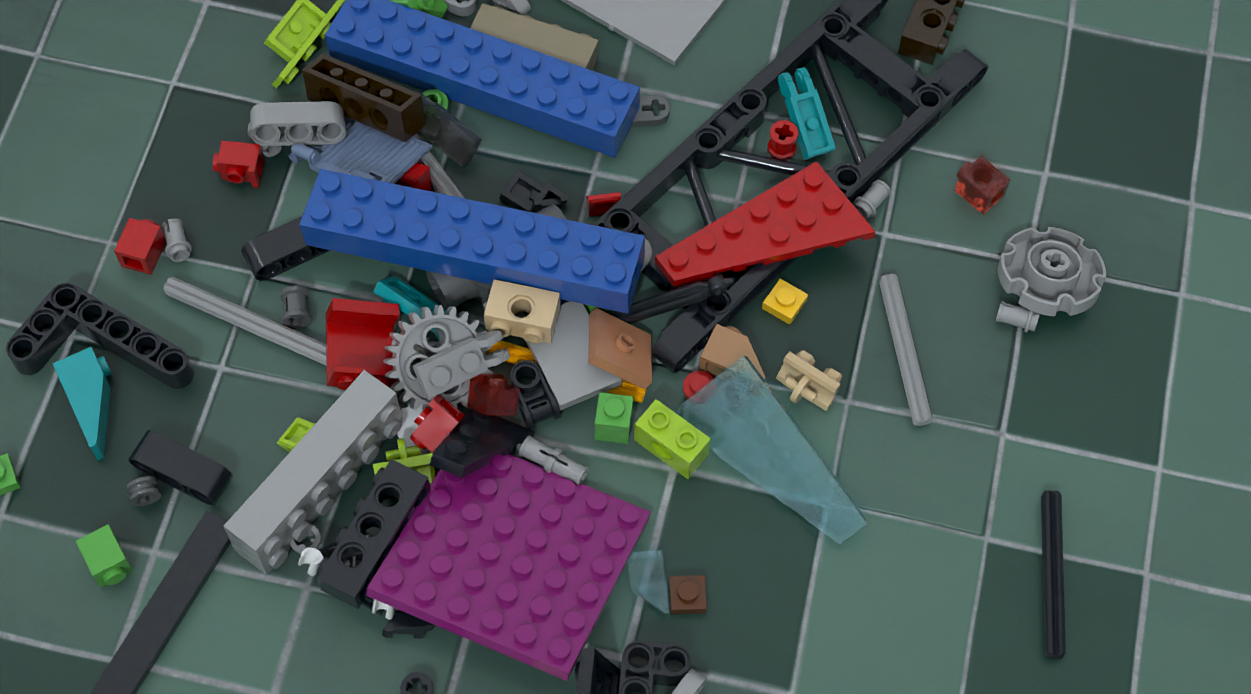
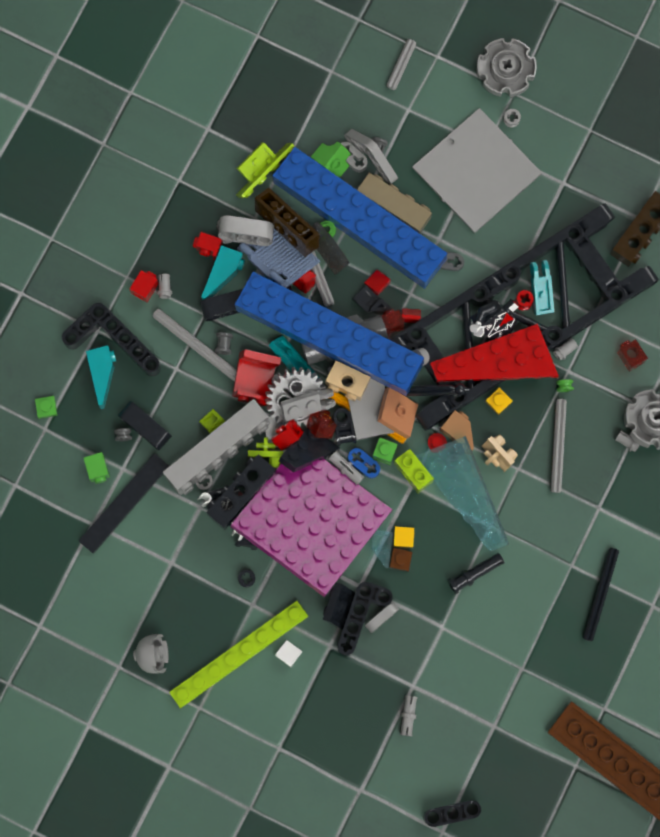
camera: 15 degrees right, 15 degrees up
(273, 194) = (224, 270): none -> teal slope
(537, 163) = (377, 282): none -> red slope
(577, 206) = (392, 321): none -> clear red brick
(586, 441) = (361, 466): none -> blue beam
(683, 554) = (404, 537): none -> yellow tile
(745, 167) = (494, 319): none -> black torso
(814, 596) = (468, 577): none -> black pin
(887, 253) = (565, 385): none -> bright green bush

